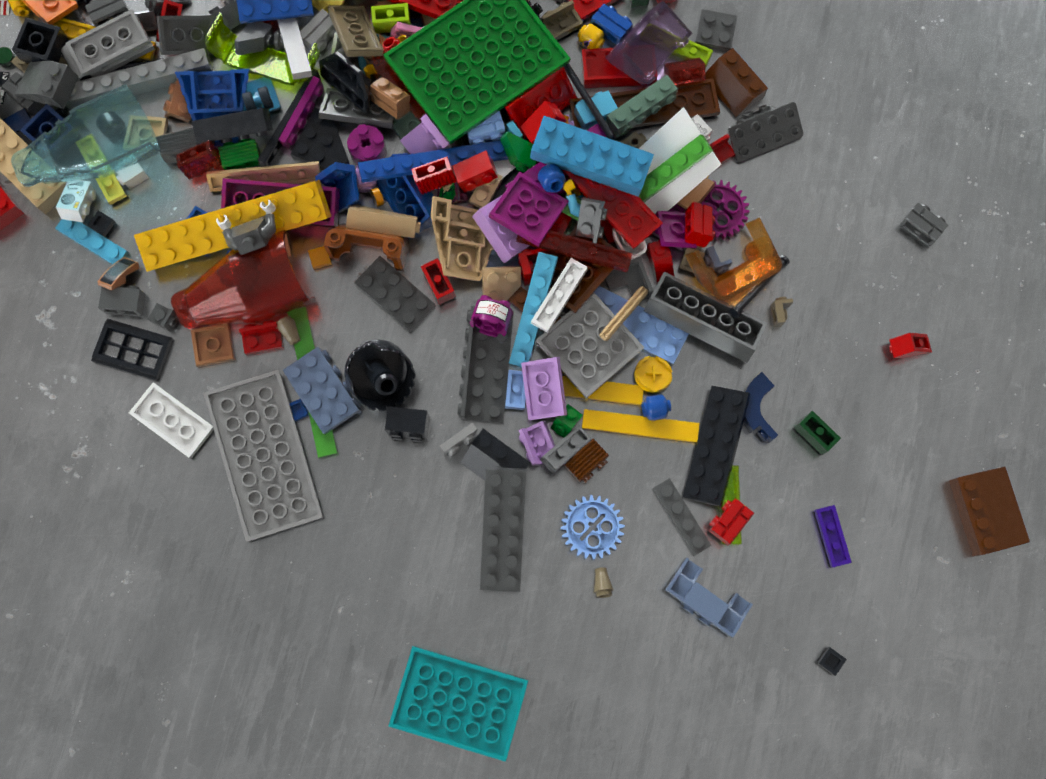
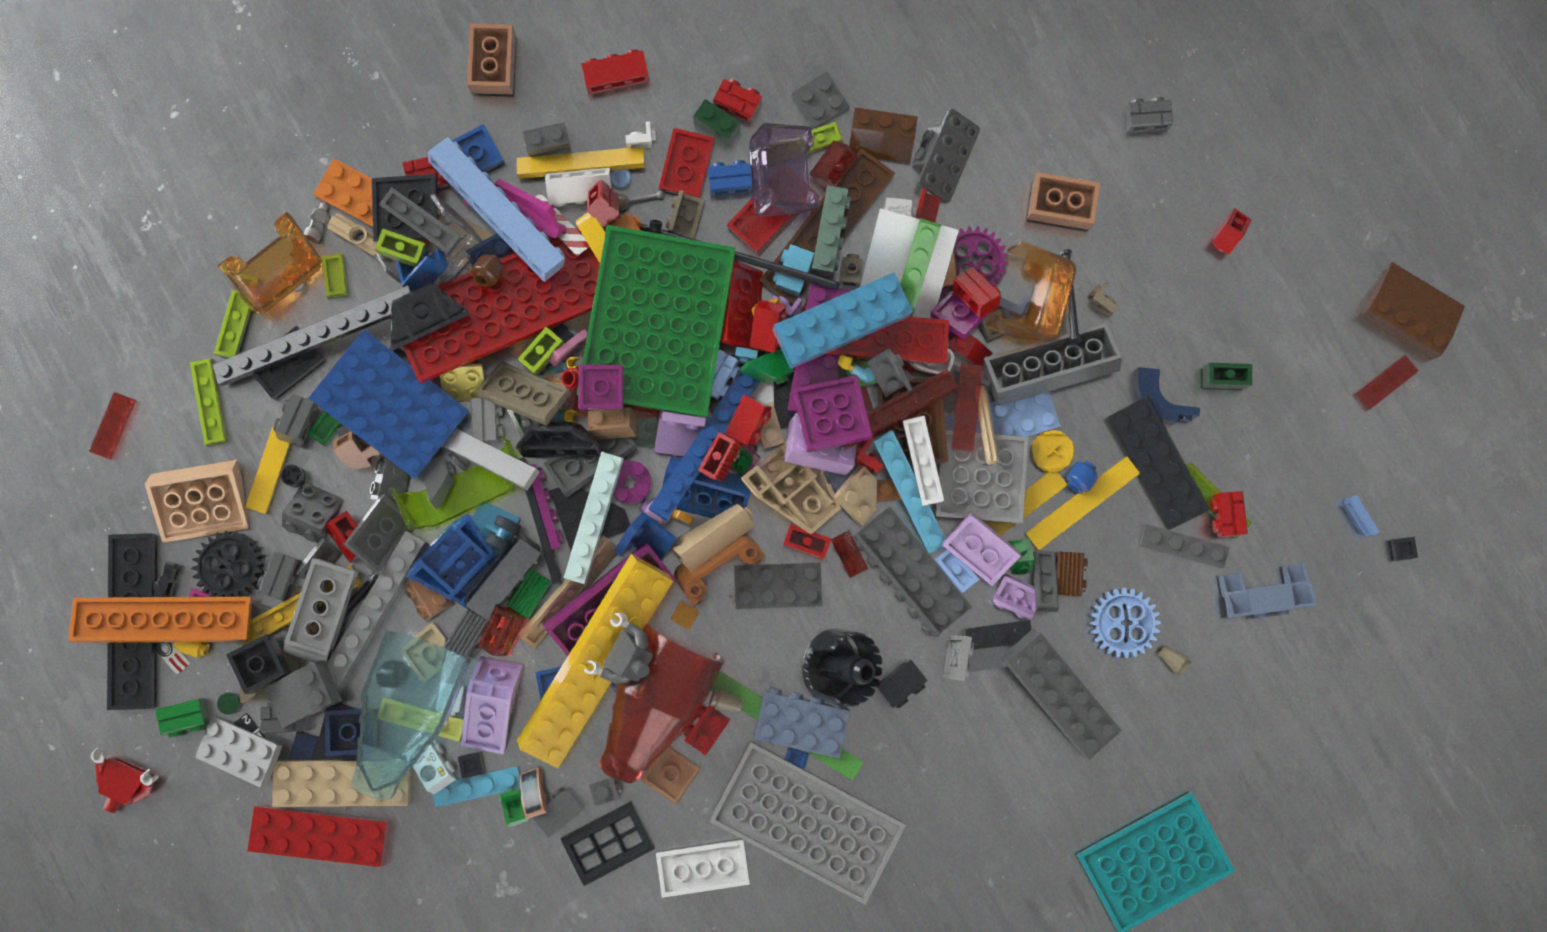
camera: 50 degrees left, 5 degrees up
(96, 271) = (512, 807): none -> green bracket
(148, 191) = (489, 704): none -> lavender bracket
(321, 142) = (593, 518): none -> light aqua plate
(401, 61) = (600, 387): none -> magenta plate
(458, 314) = (849, 553): none -> clear red plate
(491, 316) = (883, 530): magenta brick -> none
(551, 178) = (826, 369): blue head -> none
(591, 37) = (723, 206): yellow head -> none
(622, 291) = (966, 407): none -> clear red tile
(813, 224) = (1063, 201): none -> nougat brick
(822, 610) = (1361, 516): none -> medium blue tile
(832, 536) = (1314, 448): dark purple plate -> none
(925, 541) = (1386, 382): none -> clear red tile

